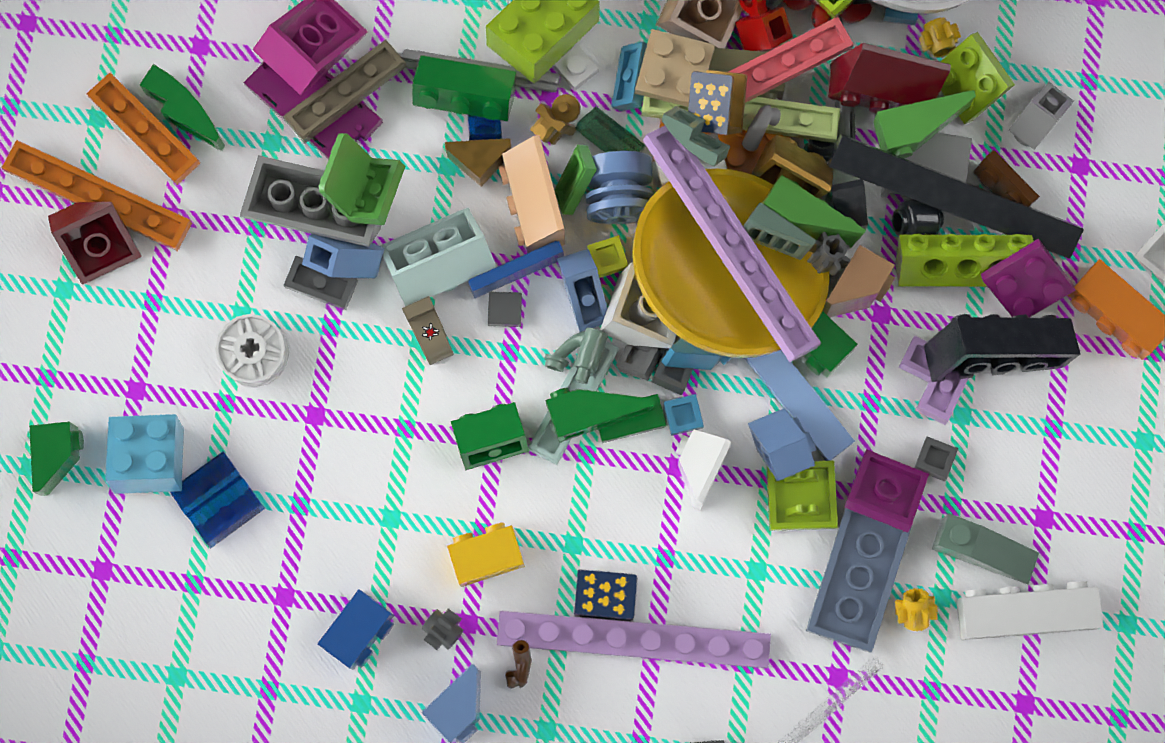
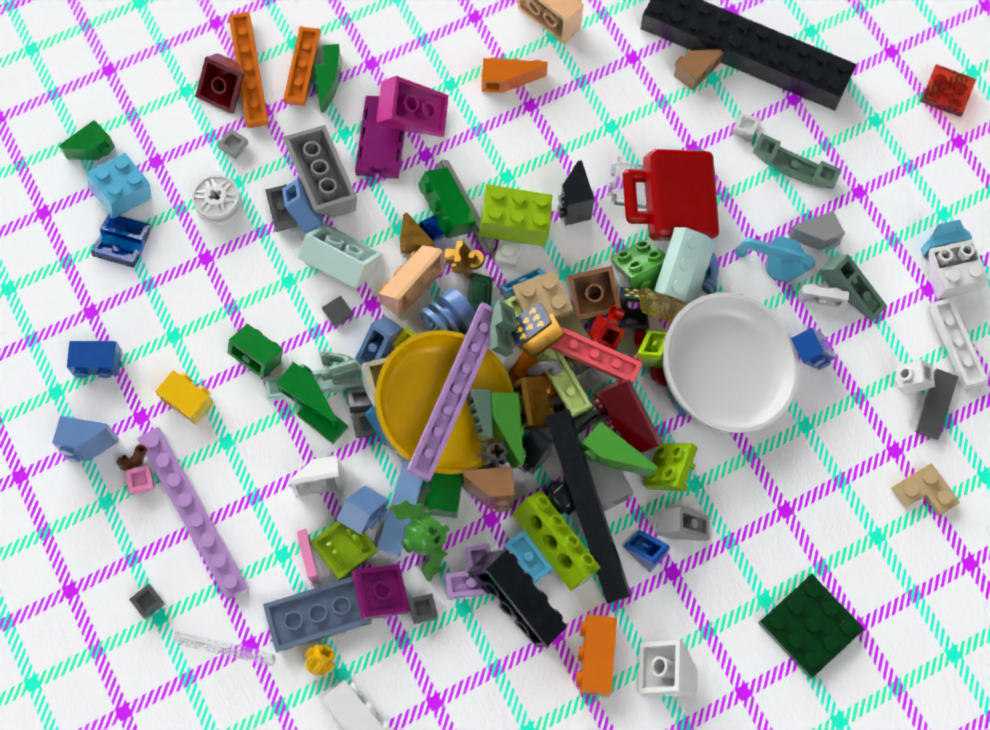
camera: 50 degrees right, 10 degrees down
(187, 282) = (232, 143): none -> light grey plate
(345, 91) = (398, 145): dark tan tile -> none
(360, 184) = (342, 177): bright green bracket -> none
(428, 330) = (294, 279): dark tan leg -> none
(442, 629) = (124, 402): dark grey gear -> none
(515, 269) = (362, 299): blue tile -> none
(552, 673) = (140, 479): none -> bright pink plate
(575, 179) = (436, 291): bright green tile -> none
(605, 595) = (204, 476): dark blue piece -> none
(683, 415) = (344, 447): dark azure plate -> none
(785, 542) = (308, 556): none -> bright pink tile
(856, 402) = (421, 536): none -> bright green helmet
(939, 37) = (682, 432): yellow gear -> none
(947, 302) = (529, 556): none -> medium azure plate
(984, 548) = (388, 677): sand green slope -> none
(1004, 180) = (624, 523): reddish brown plate -> none
(1028, 280) = (569, 583): magenta plate -> none
(1047, 171) = (646, 549): none -> blue slope

